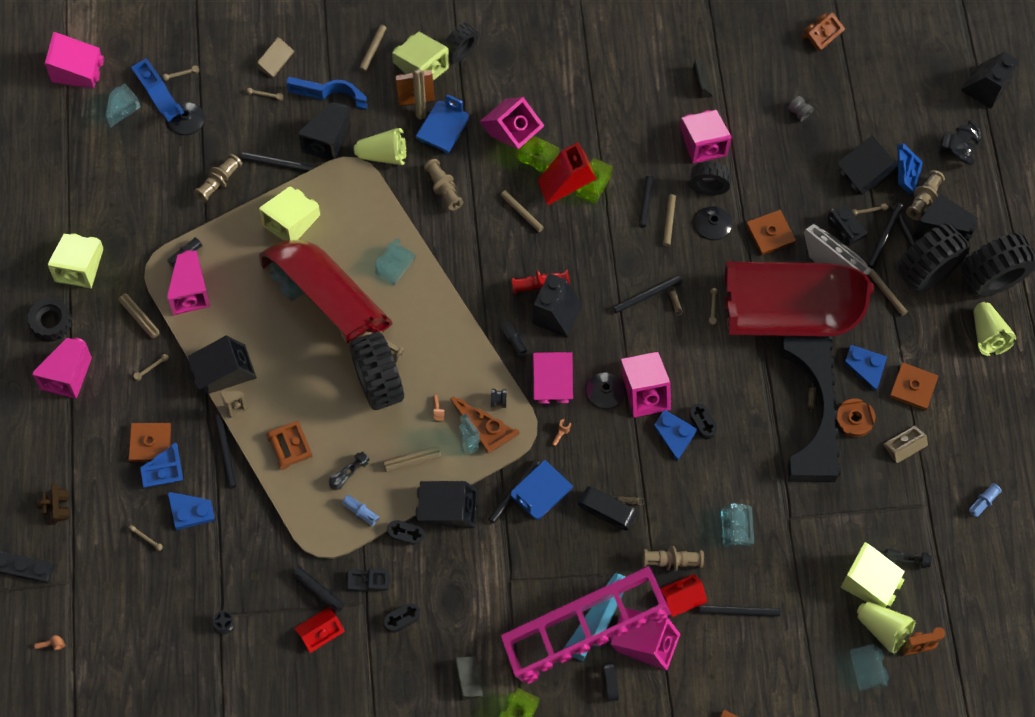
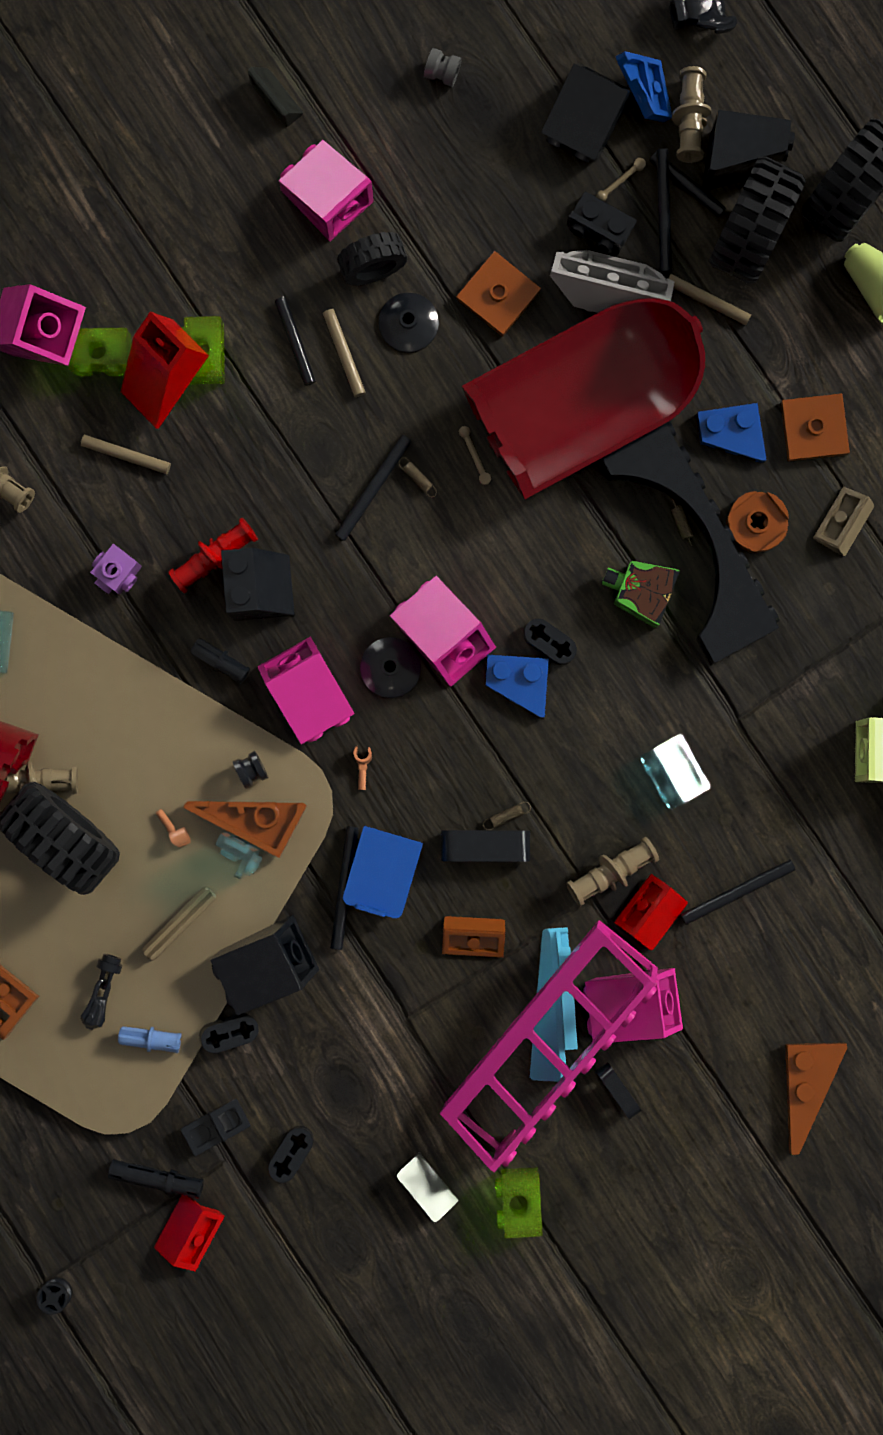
camera: 25 degrees left, 20 degrees up
(483, 262) = (105, 565): none -> medium lavender brick
(572, 556) = (473, 936): none -> dark orange slope
(770, 419) = (642, 590): none -> torso

